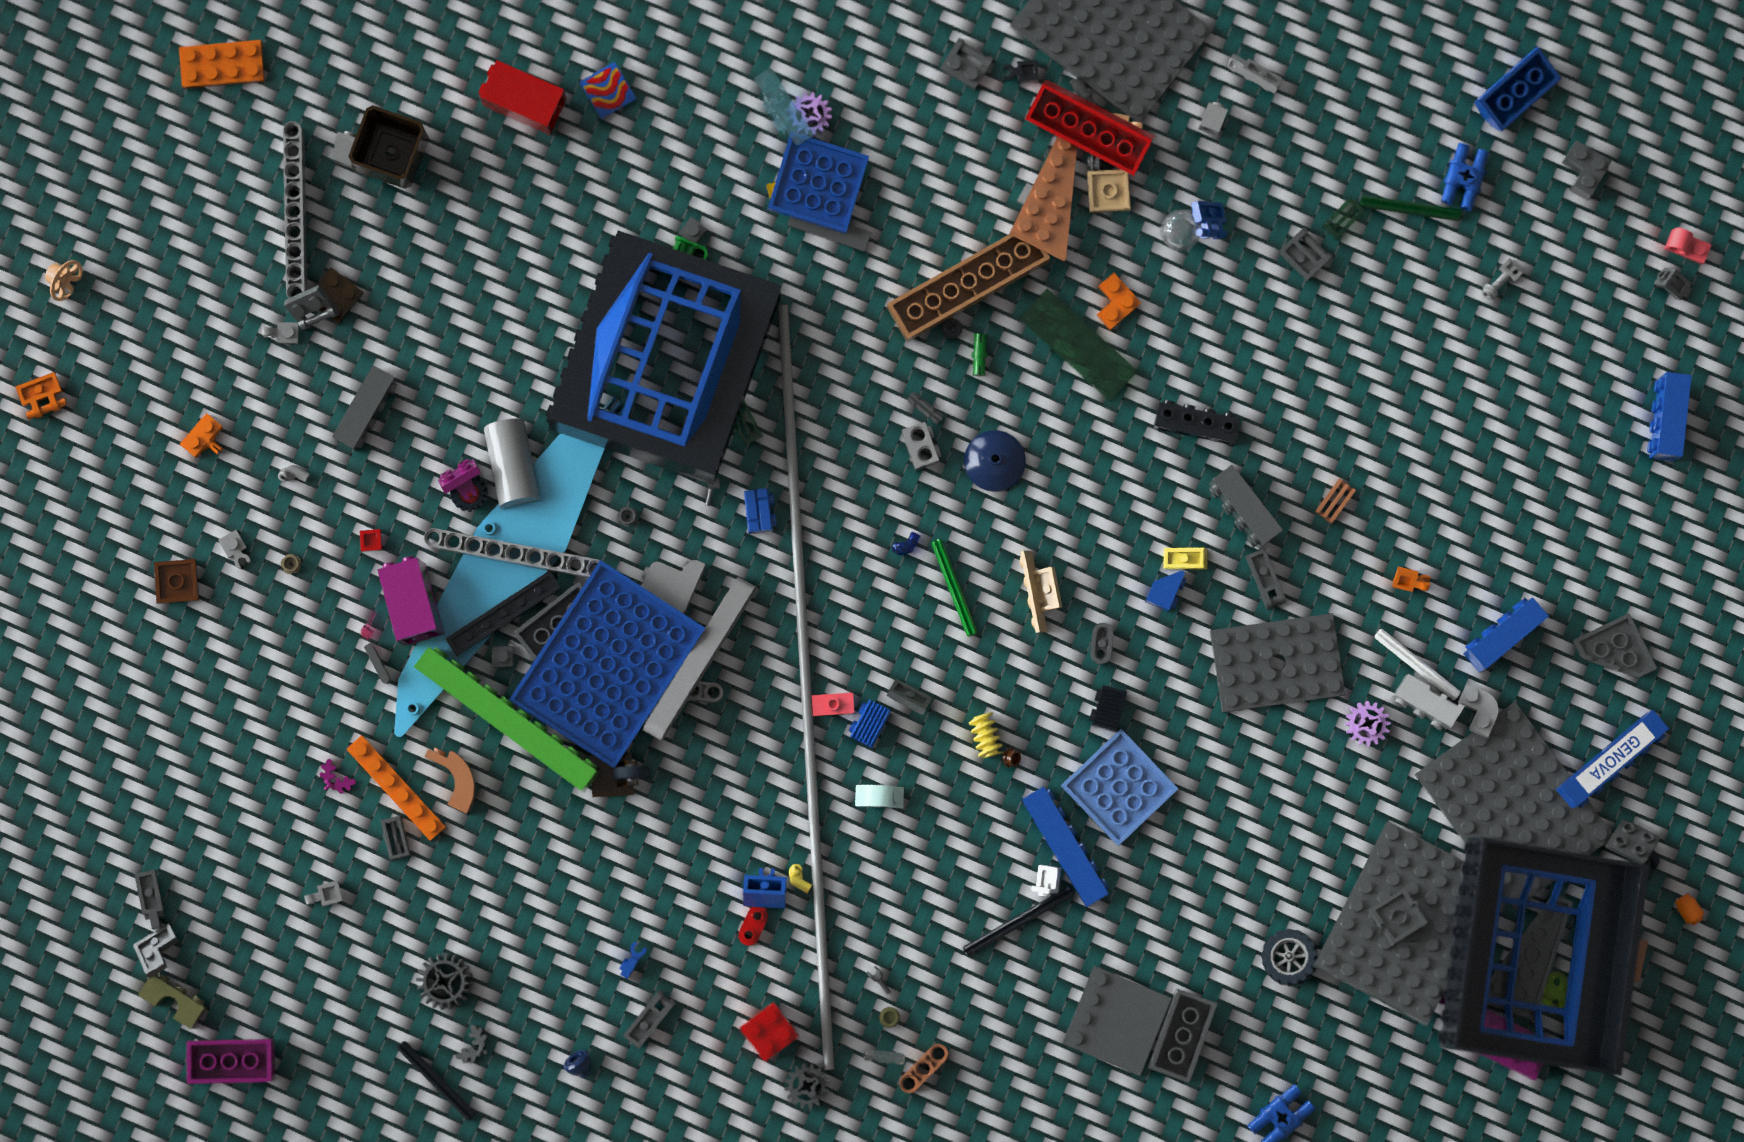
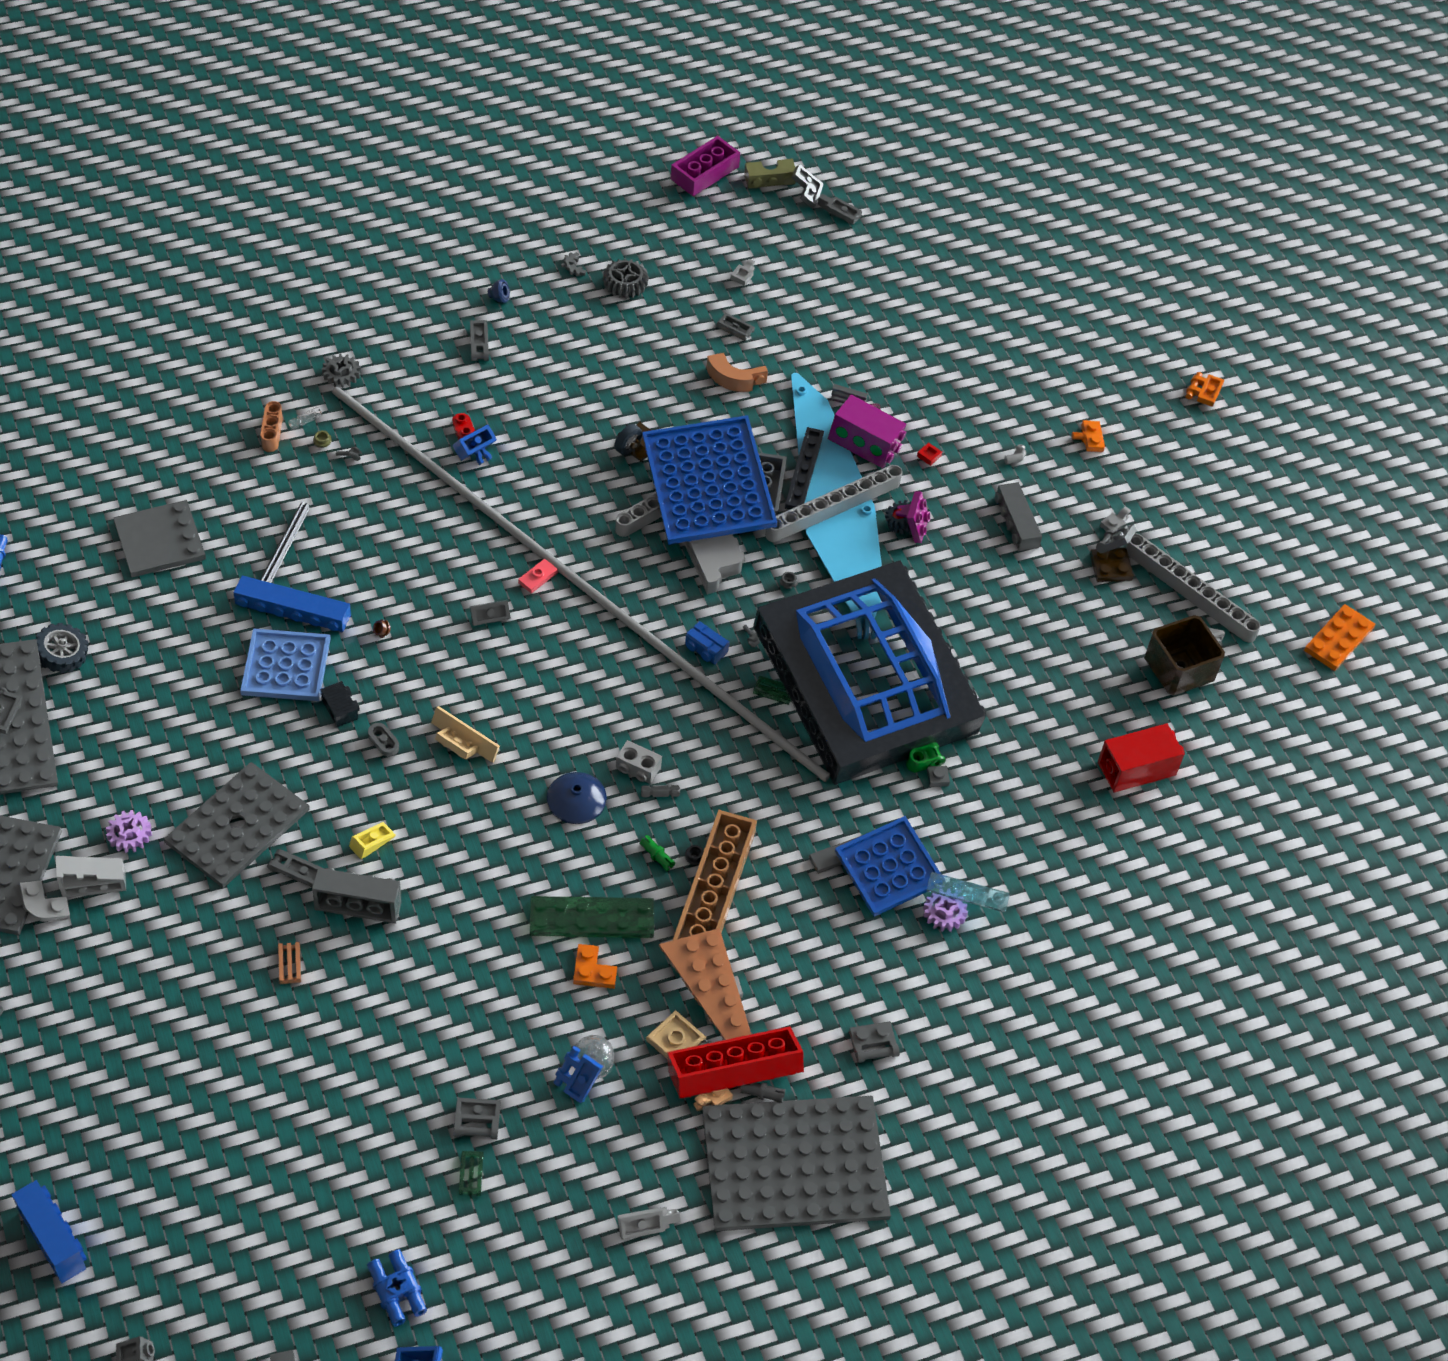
camera: 135 degrees right, 30 degrees down
(60, 278) = (1273, 450): light nougat wheel -> none
(176, 581) = (1013, 355): reddish brown plate -> none
(233, 546) = (1003, 397): light grey plate -> none
(286, 561) = (960, 410): dark tan plate -> none
(328, 768) = (800, 328): magenta animal -> none
(396, 788) = (764, 349): orange plate -> none
(435, 1079) = (576, 235): black axle -> none
(502, 656) = (780, 450): dark grey plate -> none
(506, 719) = (764, 408): bright green brick -> none
(511, 462) = (890, 547): light grey brick -> none
(607, 90) = (1094, 815): slope -> none
(629, 965) = (521, 356): blue plate -> none
(699, 658) = (653, 528): light grey beam -> none
(769, 1031) = (393, 365): red brick -> none
(796, 878) = (460, 468): light yellow arm -> none
(870, 723) = (501, 579): blue brick -> none
(879, 796) = (450, 540): light aqua brick -> none
(907, 546) = (586, 694): clear blue arm -> none
(954, 587) = (525, 699): green axle -> none
(985, 736) = (412, 627): light yellow piece -> none
(1025, 71) = (826, 1071): black plate -> none
(1047, 880) = (284, 576): white bracket -> none
(1164, 590) = (368, 803): blue slope -> none
(1182, 1035) = (102, 553): dark grey brick -> none
(1196, 423) = (449, 929): black brick -> none
(1213, 118) = (647, 1154): light grey brick -> none
(1408, 579) = (181, 949): orange plate -> none
(1410, 208) = (421, 1226): dark green axle -> none
(1417, 664) = (130, 900): white axle -> none
(1490, 291) = (294, 1213): light grey hinge -> none
(1506, 634) = (64, 963): blue brick -> none

